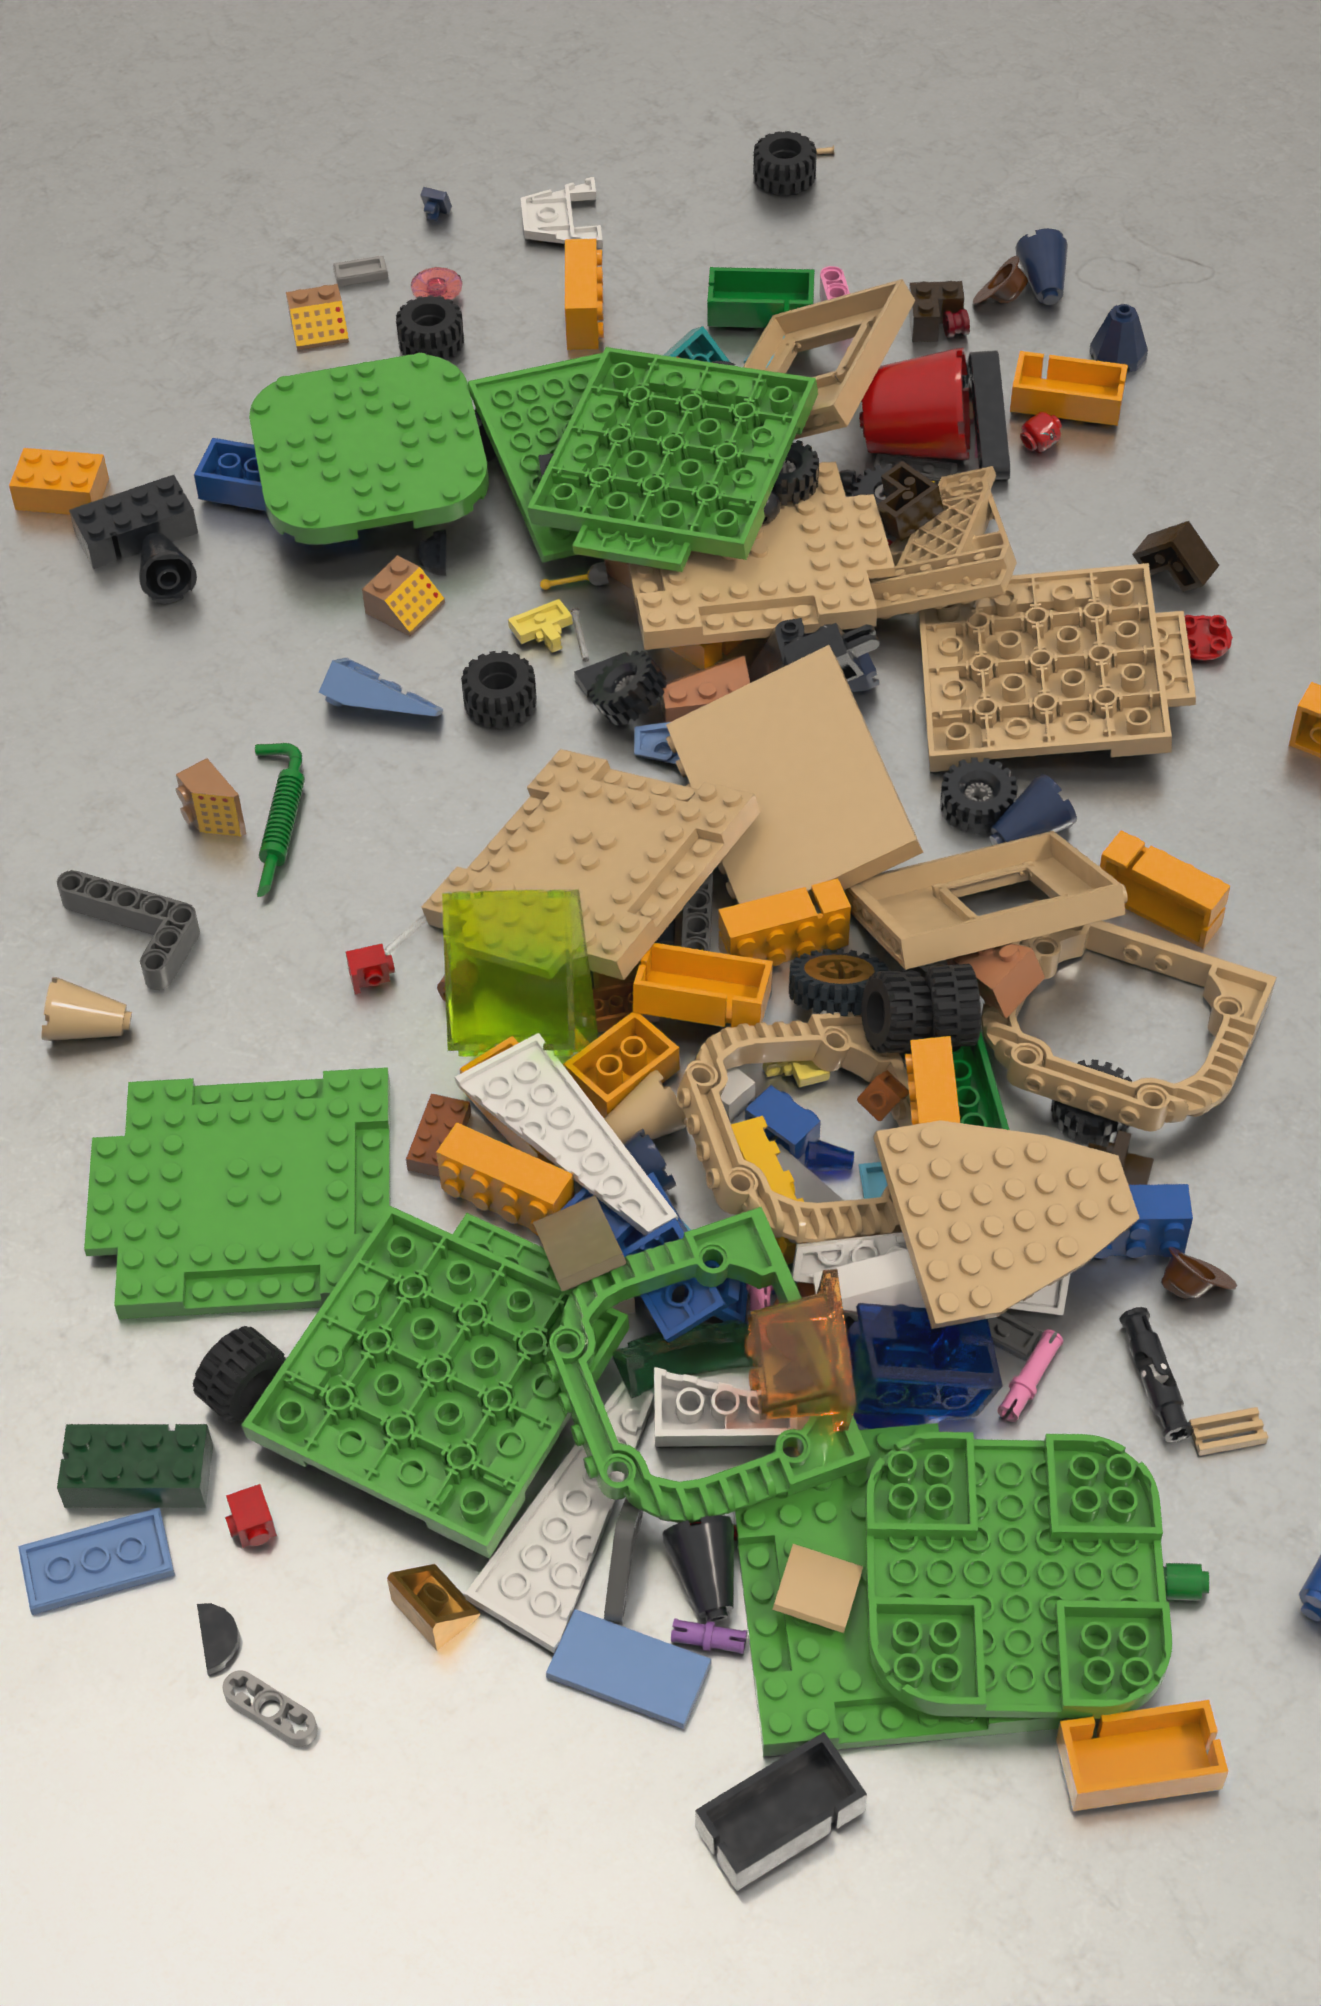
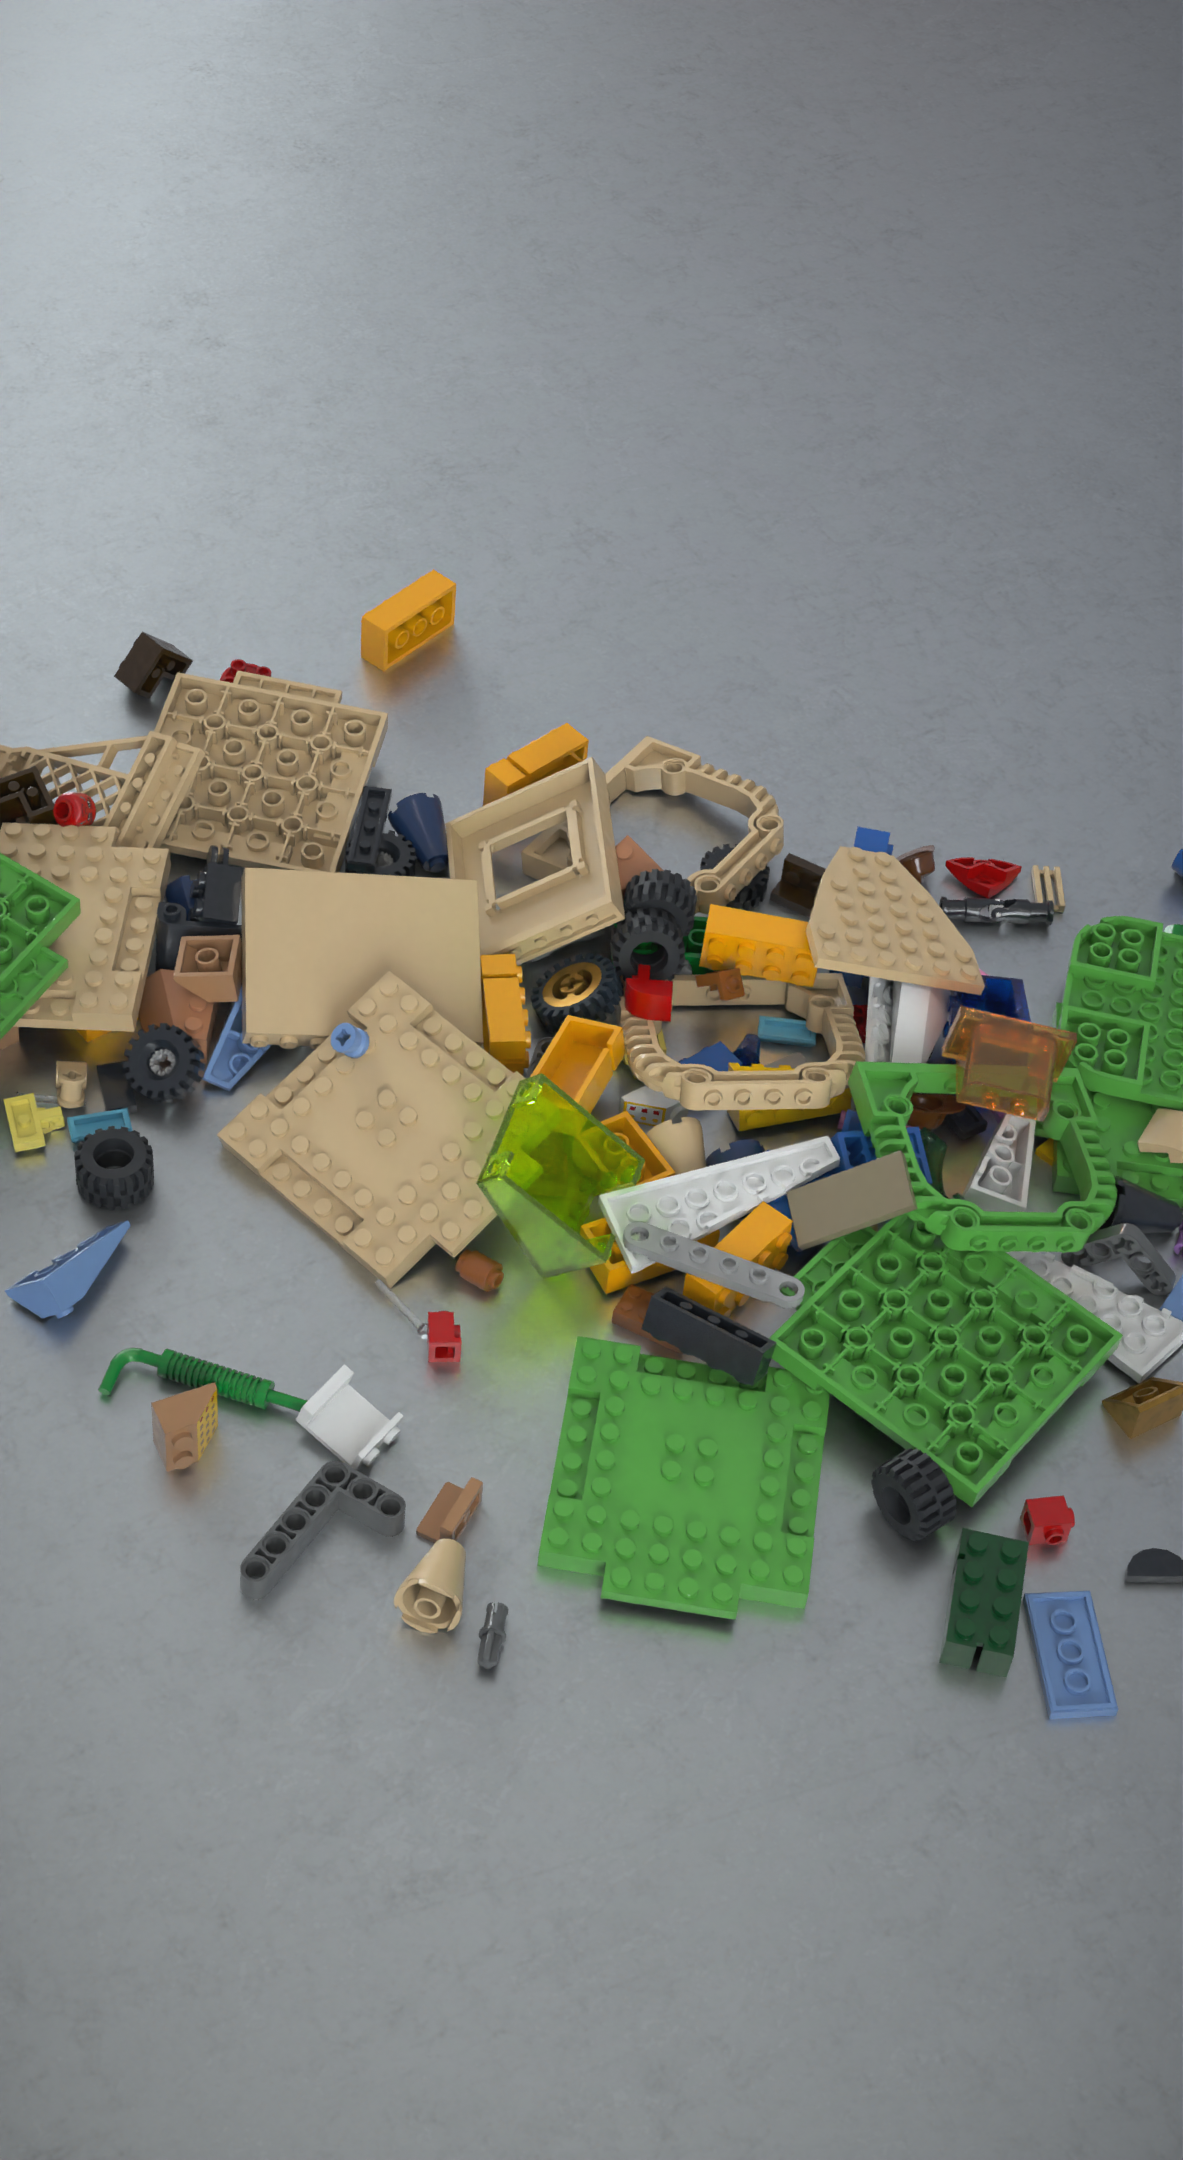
camera: 85 degrees left, 5 degrees down
(41, 1070) = (492, 1635): none -> dark grey axle
(170, 1017) = (451, 1511): none -> medium nougat panel
(252, 915) = (347, 1421): none -> white panel
(391, 1160) = (708, 1336): none -> black brick
(467, 1141) = (713, 1265): none -> light grey plate
(557, 673) = (82, 1125): none -> medium azure tile
(594, 635) = (70, 1083): none -> tan piece
(657, 788) = (352, 1047): none -> medium blue wheel
(734, 668) = (210, 966): none -> medium nougat slope
(830, 1025) = (647, 997): none -> red brick
(901, 533) = (74, 809): none -> red head
(1005, 766) = (369, 829): none -> black tile
(1220, 1358) = (983, 876): none -> red brick

